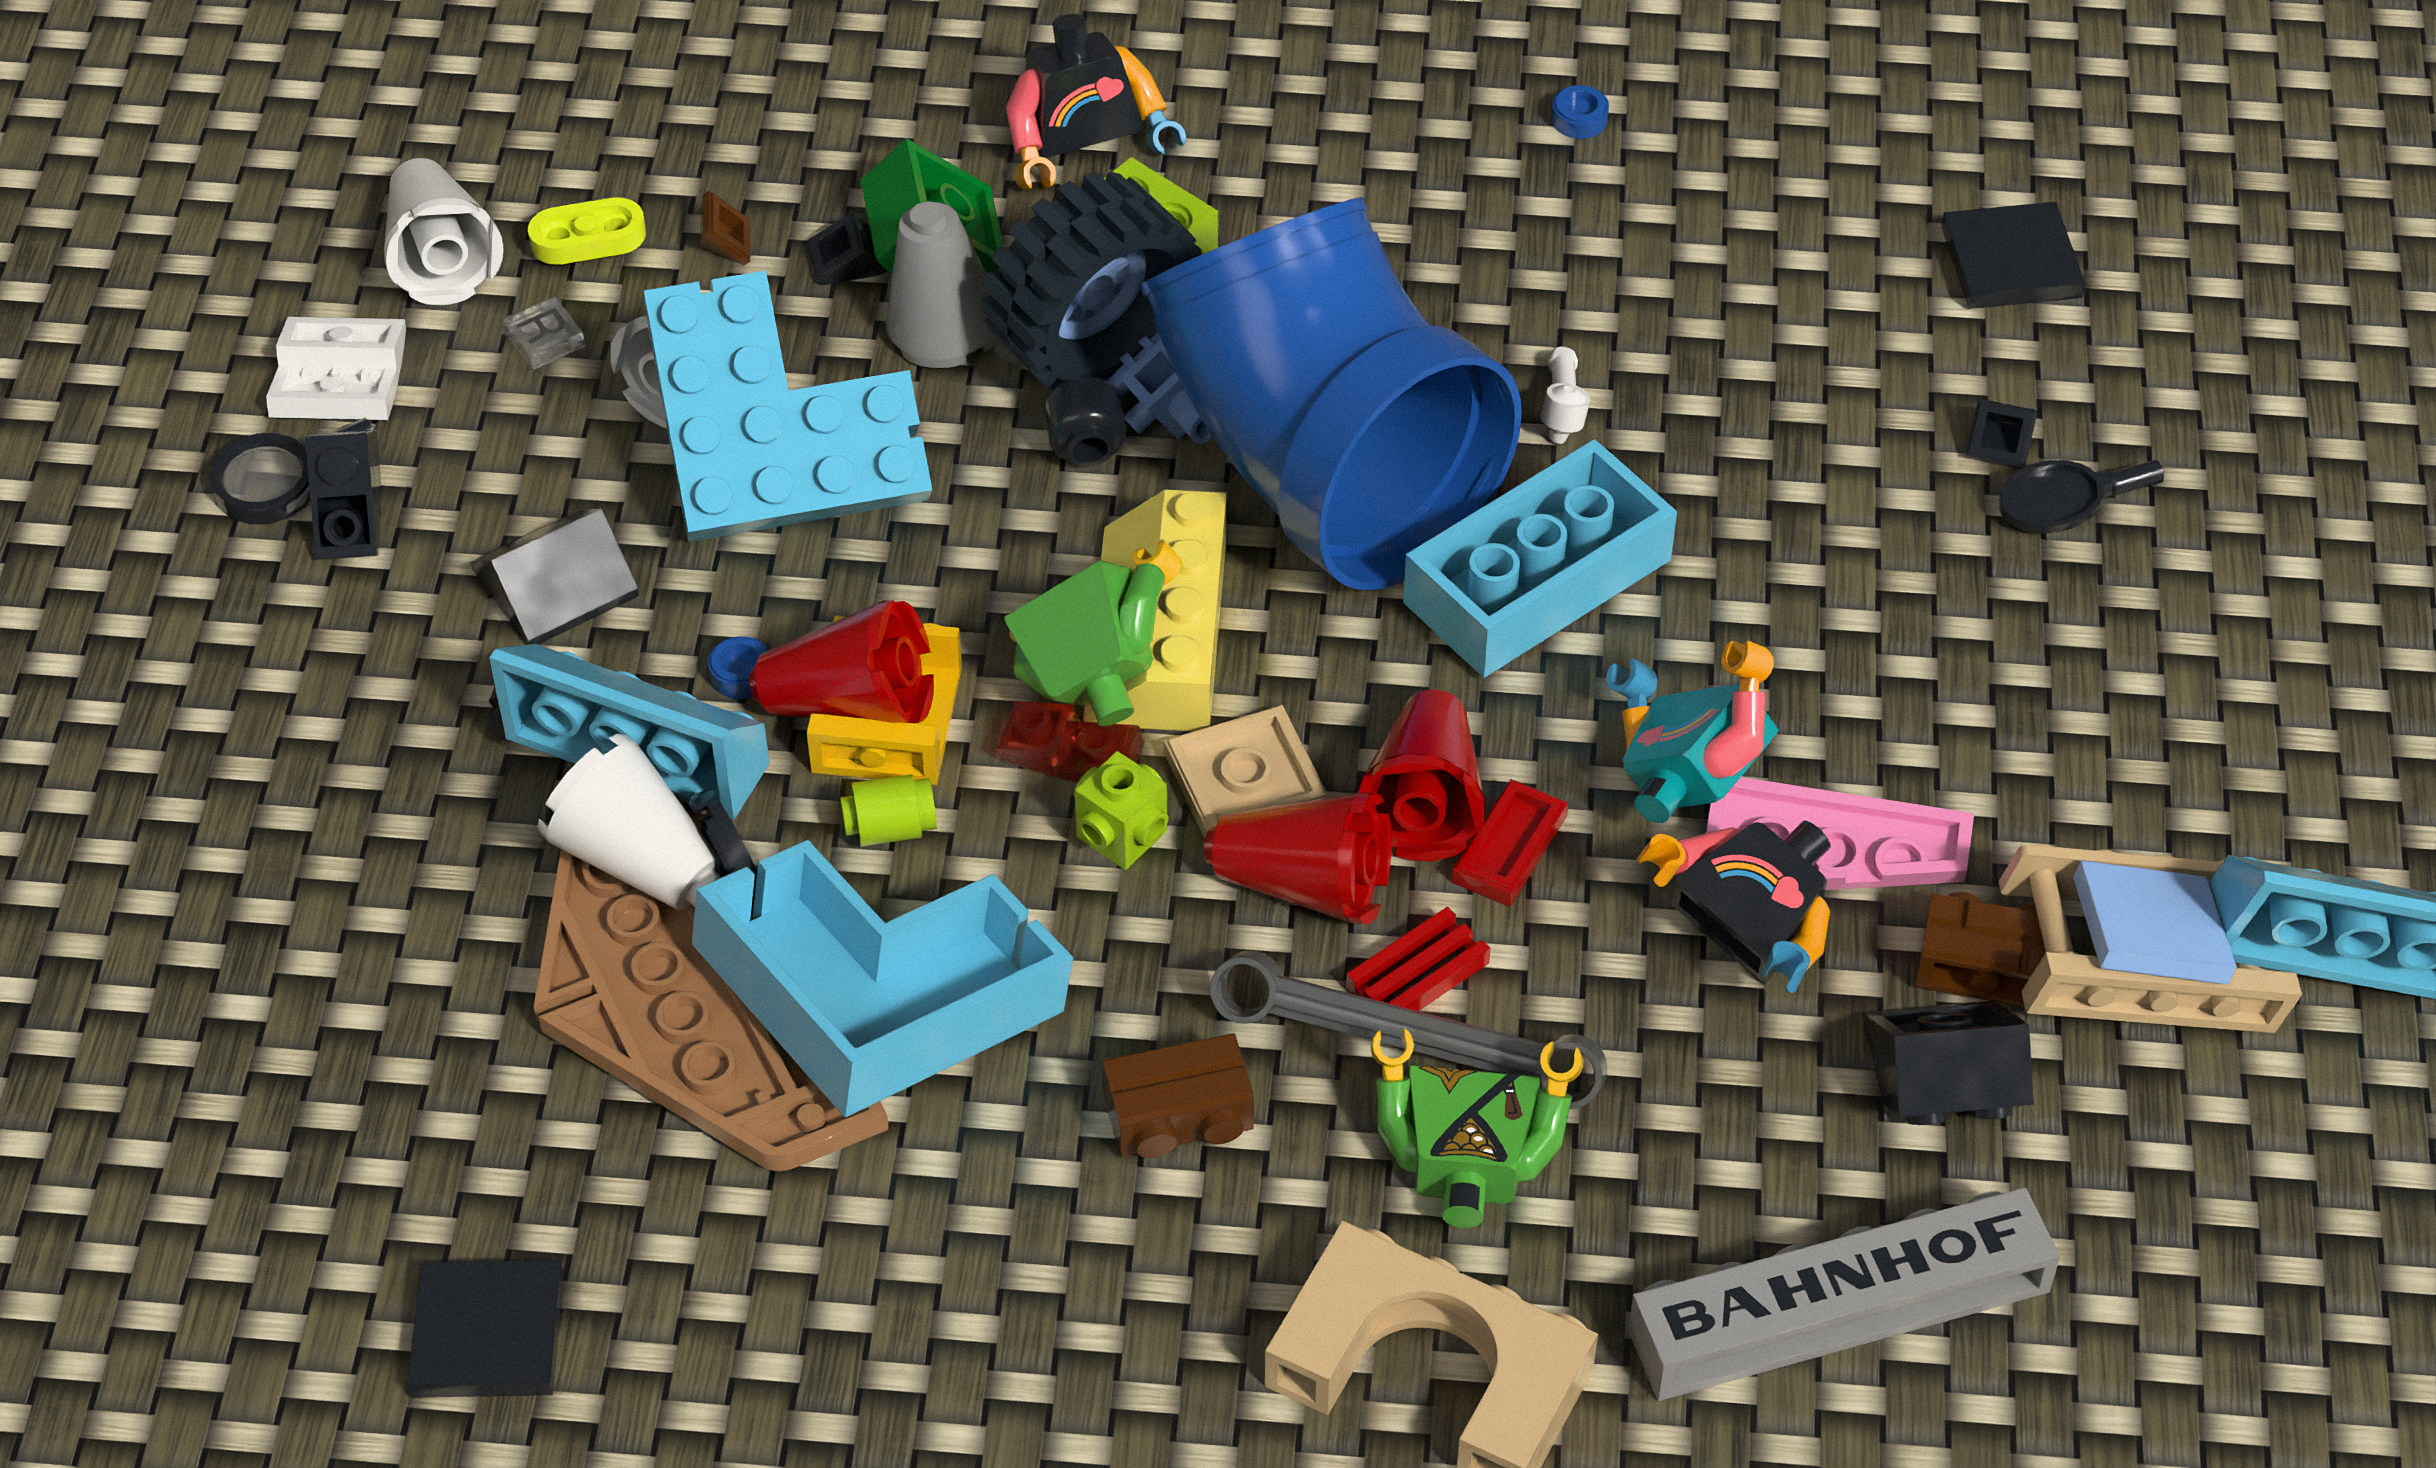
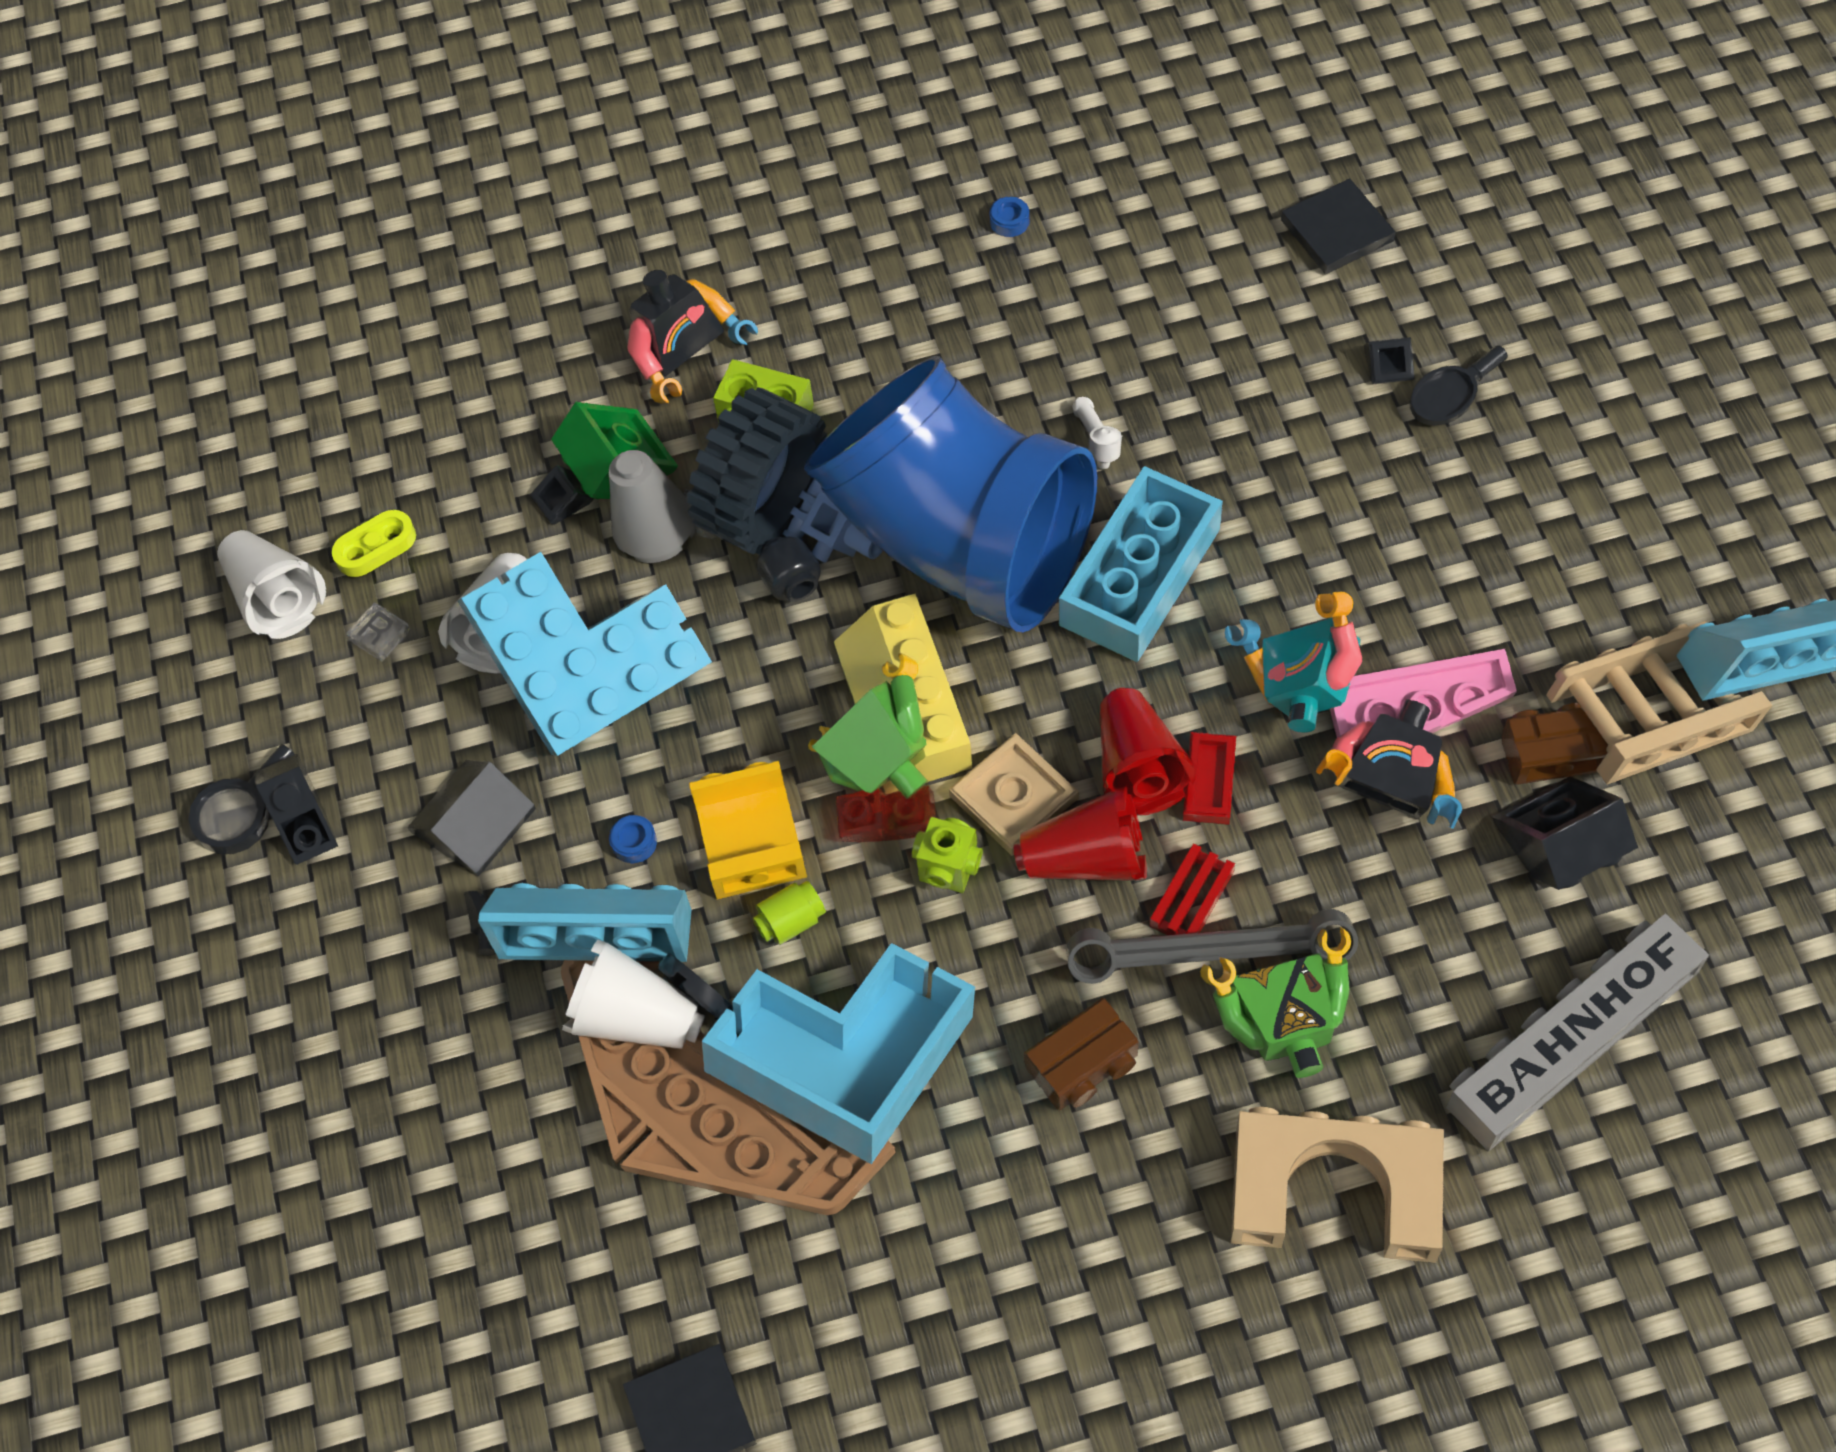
camera: 15 degrees left, 10 degrees up
(337, 368) = (243, 711): white slope -> none
(724, 230) = (470, 508): reddish brown slope -> none
(851, 669) = (718, 822): red cone -> none
(2154, 922) = (1667, 693): light blue tile -> none

